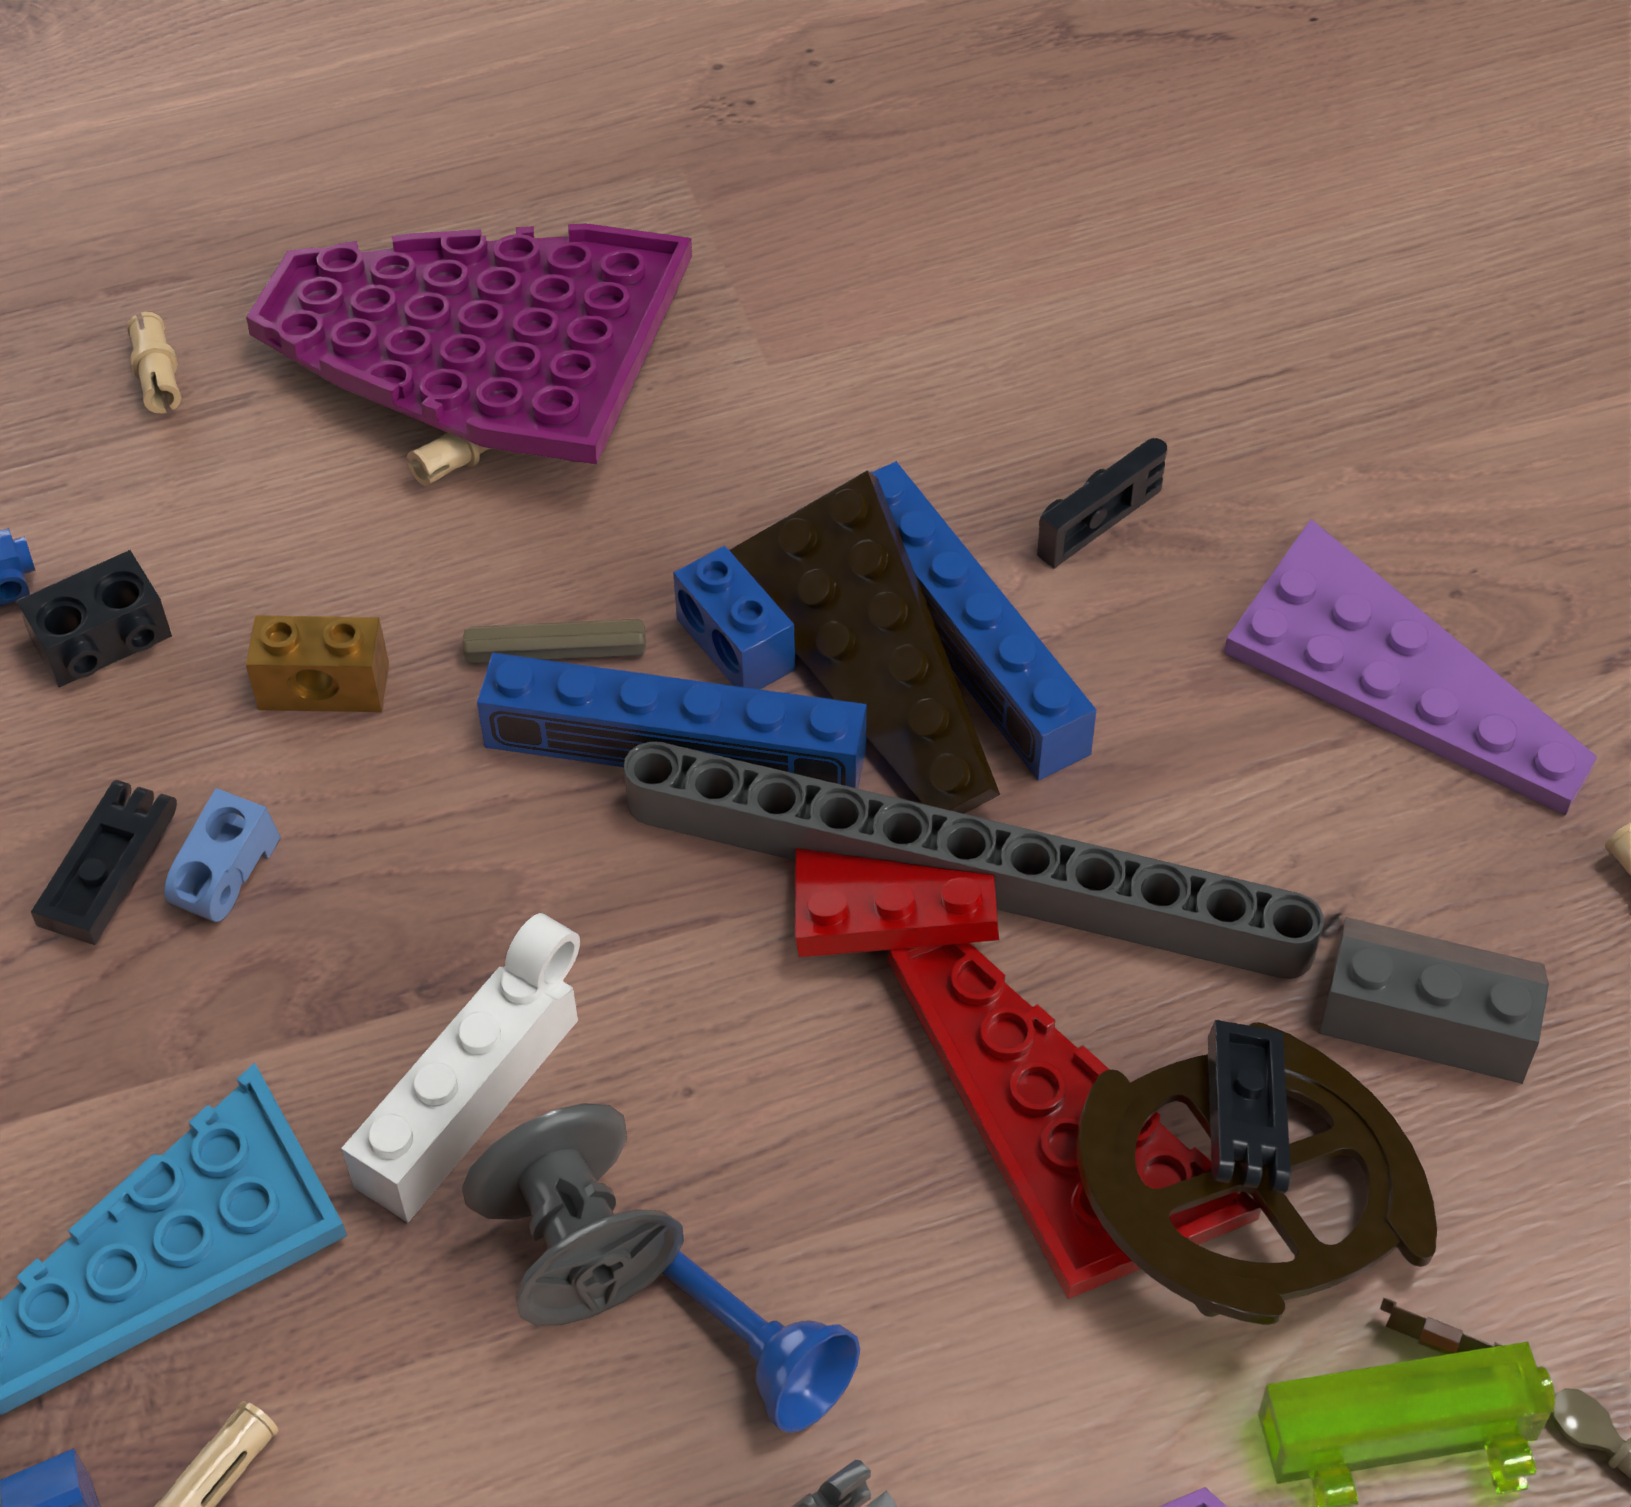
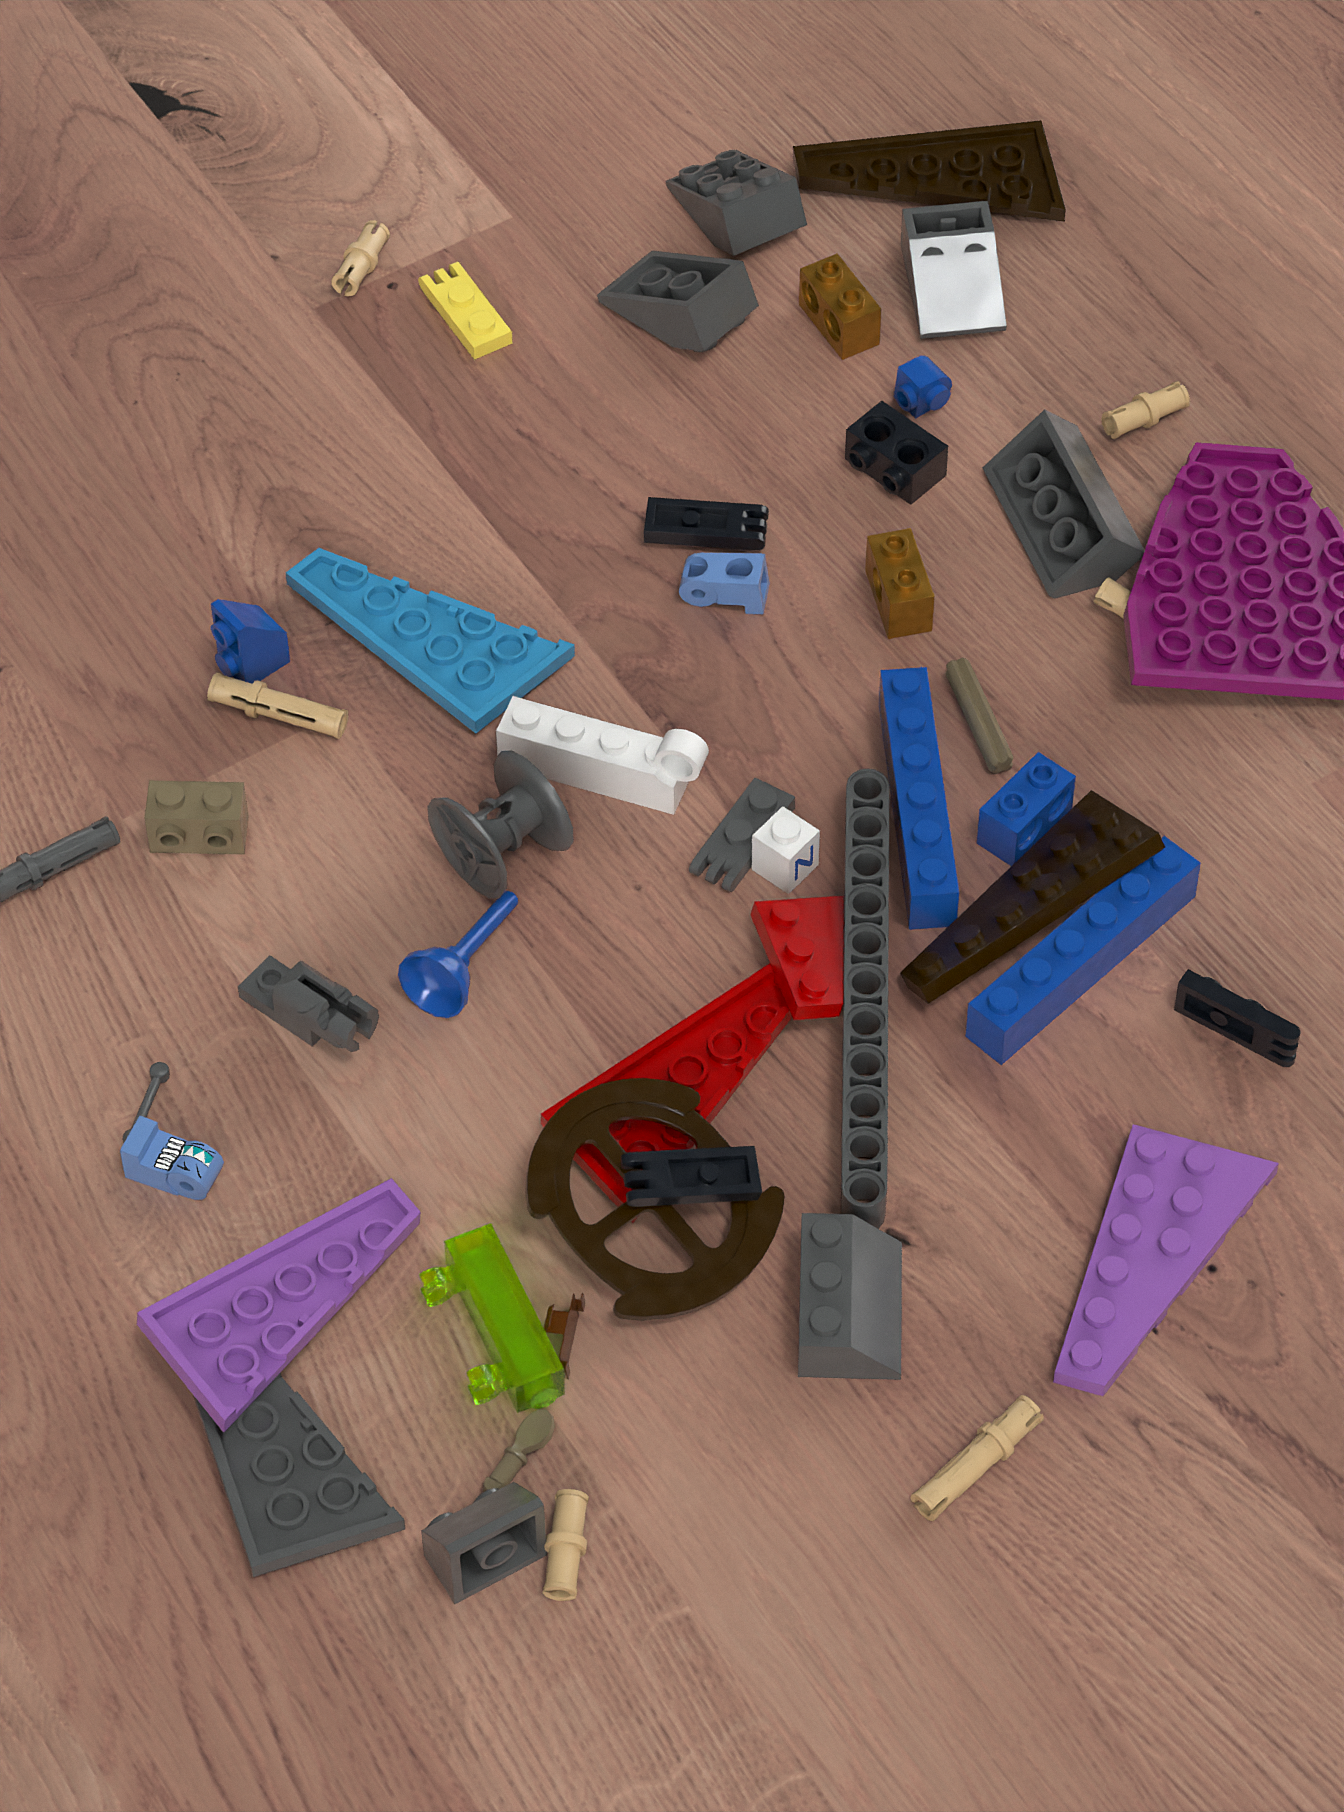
camera: 75 degrees right, 0 degrees up
(269, 476) = (1062, 507): none -> dark grey slope
(649, 942) = (731, 843): none -> dark grey hinge
(710, 889) = (785, 850): none -> white brick

